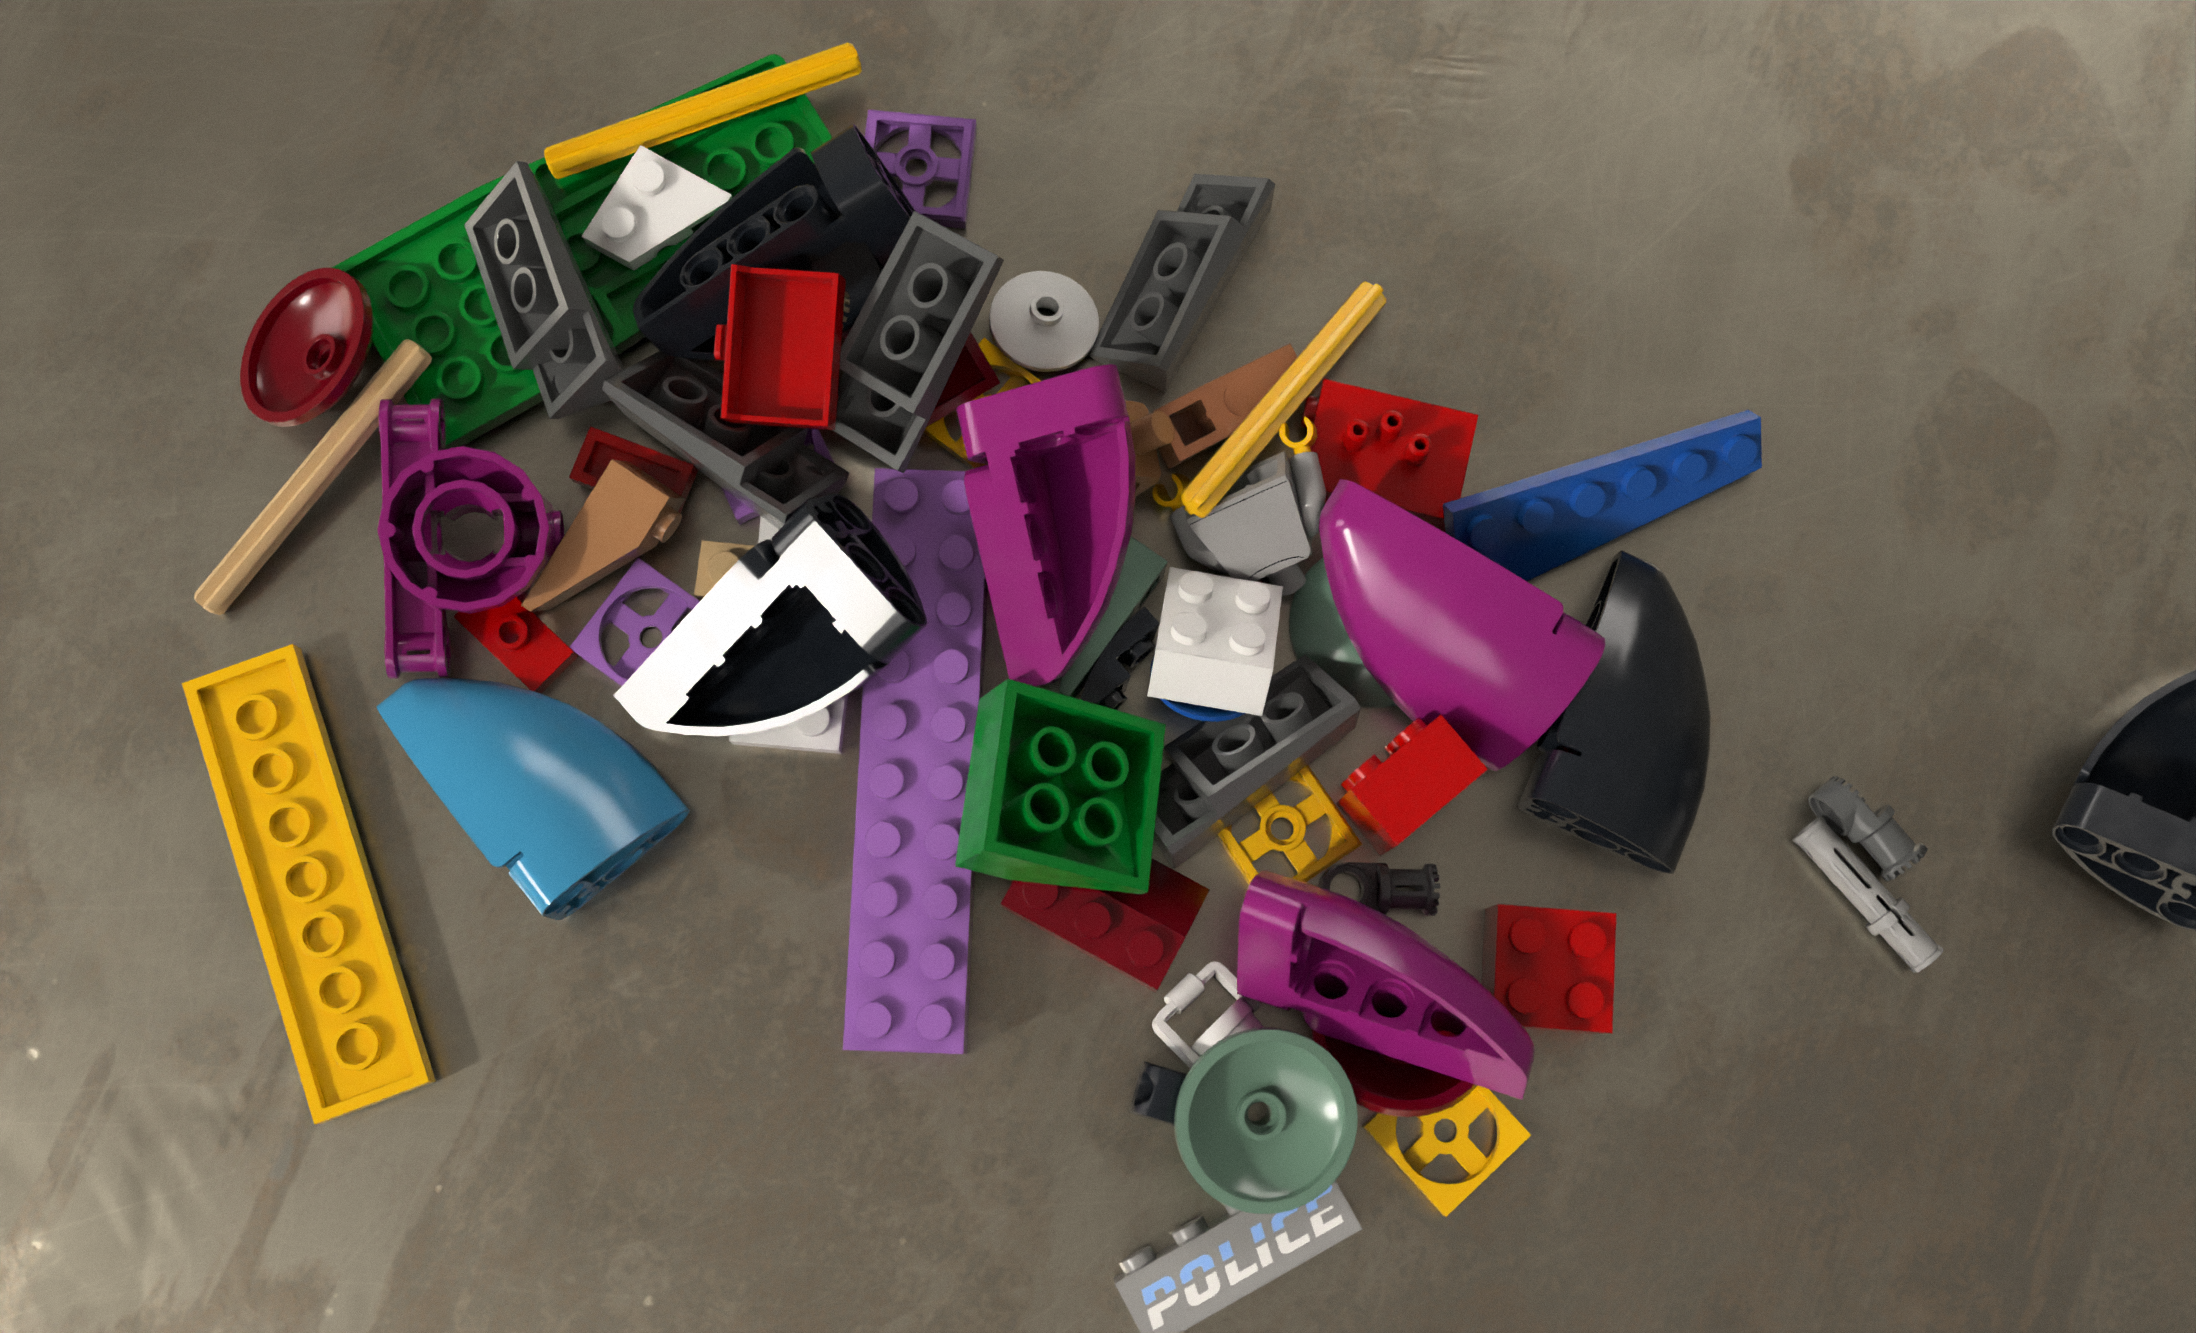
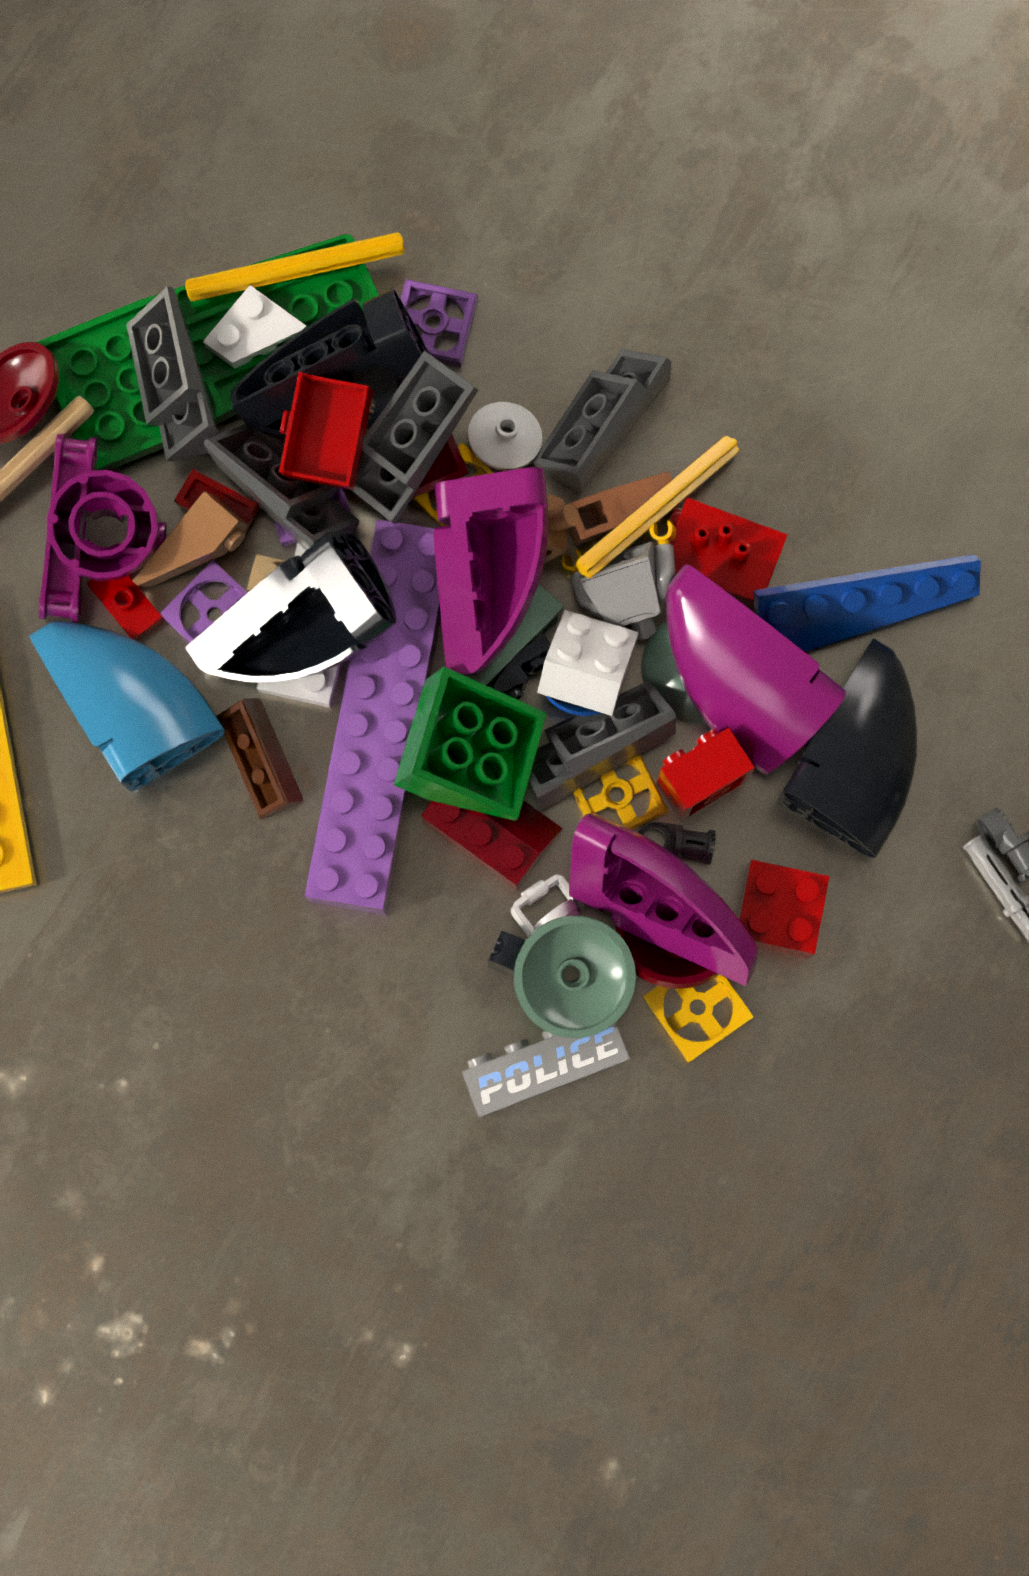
camera: 15 degrees right, 0 degrees up
(747, 843) = (259, 757): none -> reddish brown slope

